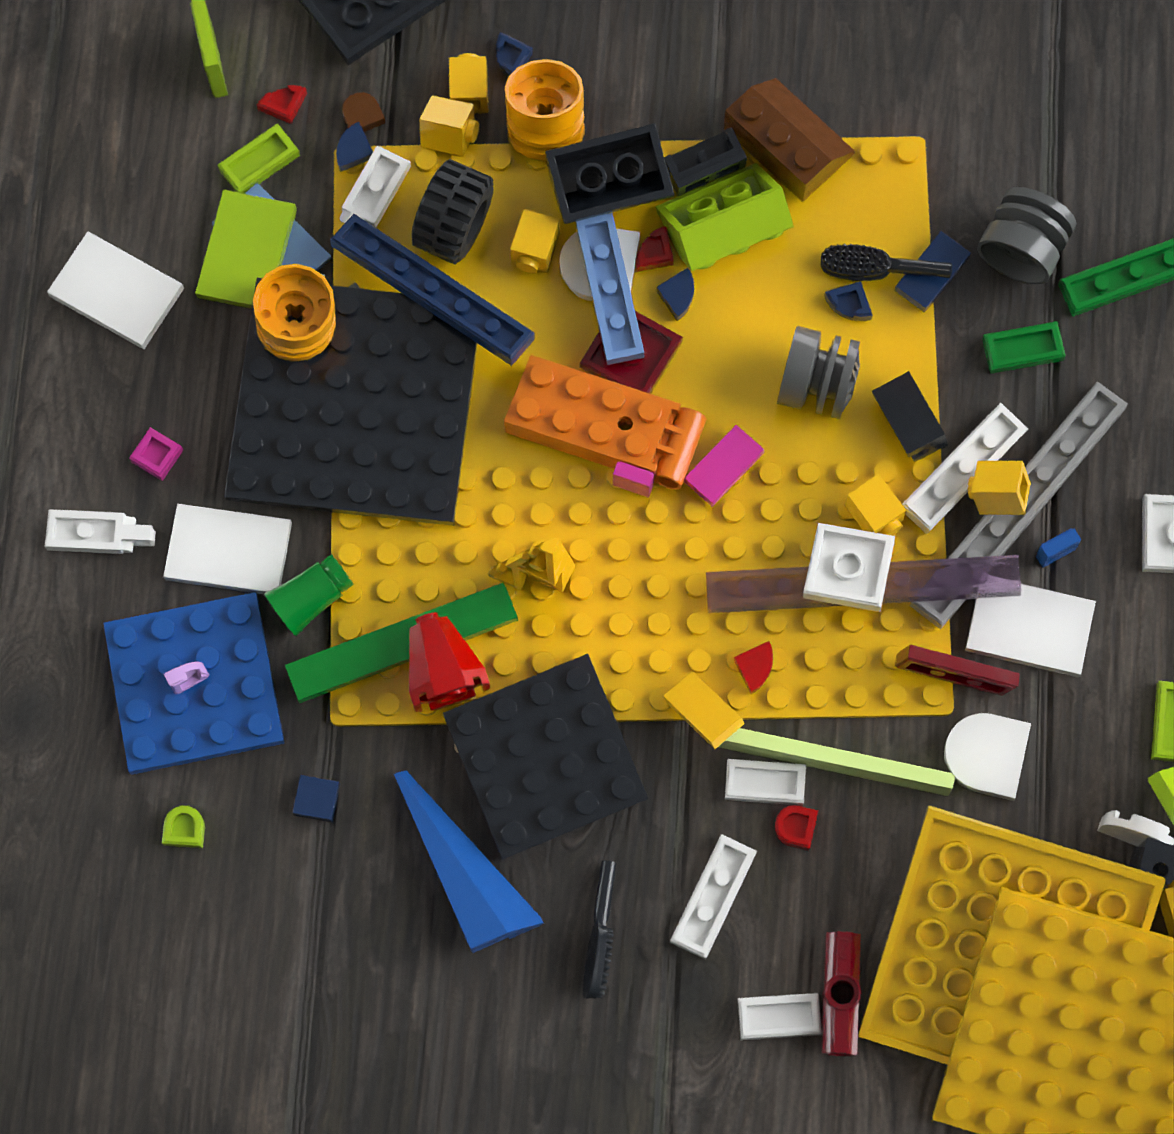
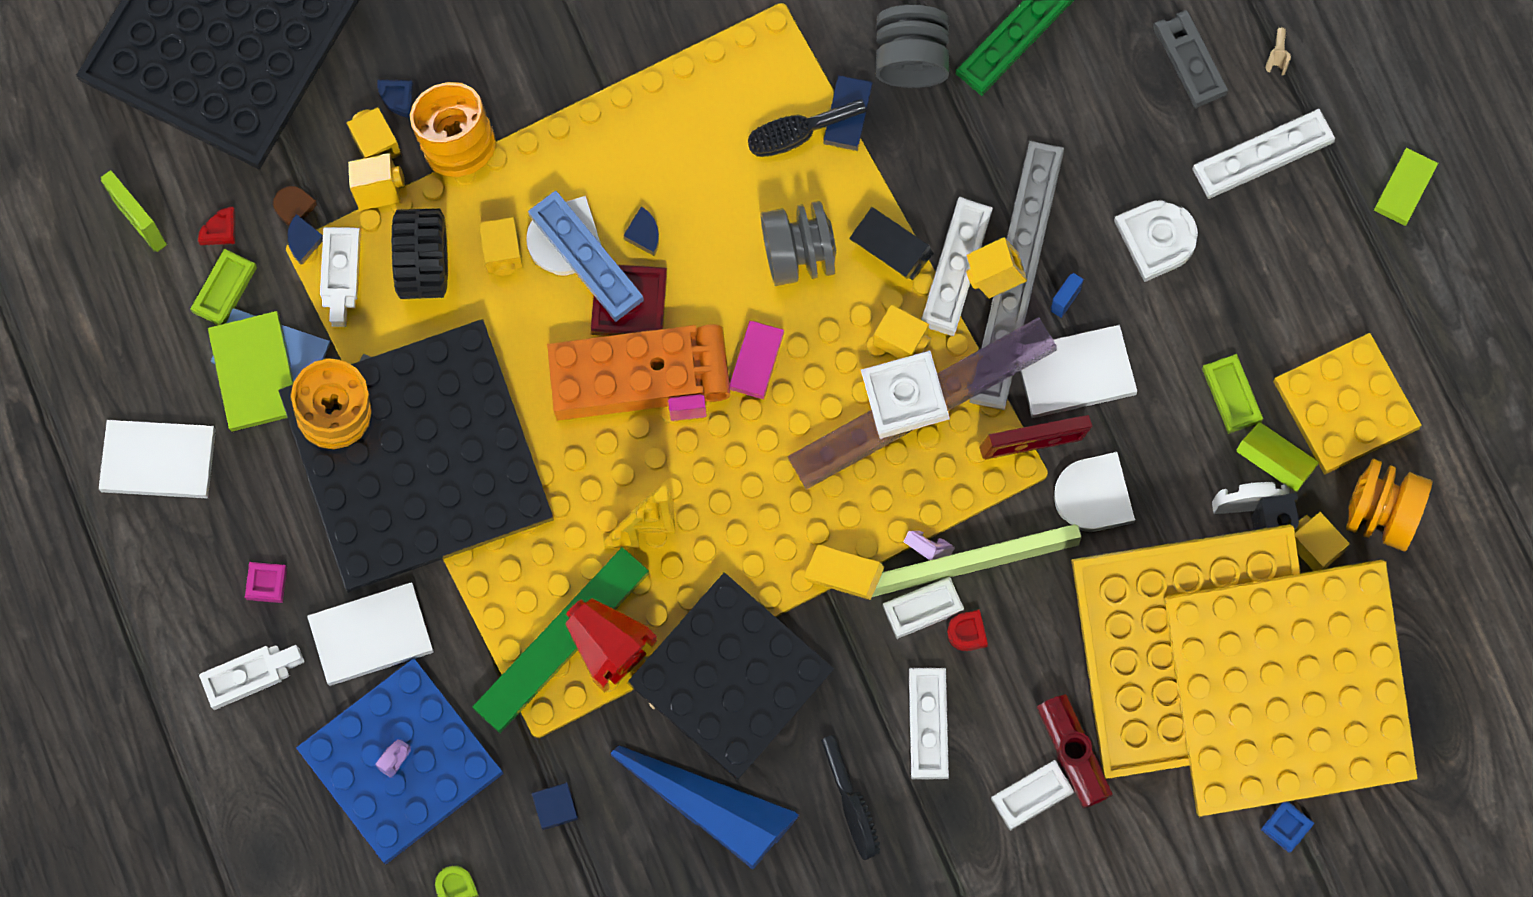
camera: 25 degrees left, 0 degrees up
(309, 593) = (462, 636): green plant -> none
(432, 289) = (436, 328): dark blue tile -> none
(609, 173) = (536, 159): black slope -> none
(655, 251) = (606, 206): red tile -> none
(705, 162) = (610, 110): black hinge -> none
(725, 216) = (651, 148): lime slope -> none
(755, 666) = (867, 514): red tile -> none
(786, 137) = (669, 57): reddish brown slope -> none
(798, 726) = (926, 547): none -> lavender tile
(849, 302) = (791, 171): dark blue tile -> none
(1023, 347) = (954, 141): green tile -> none

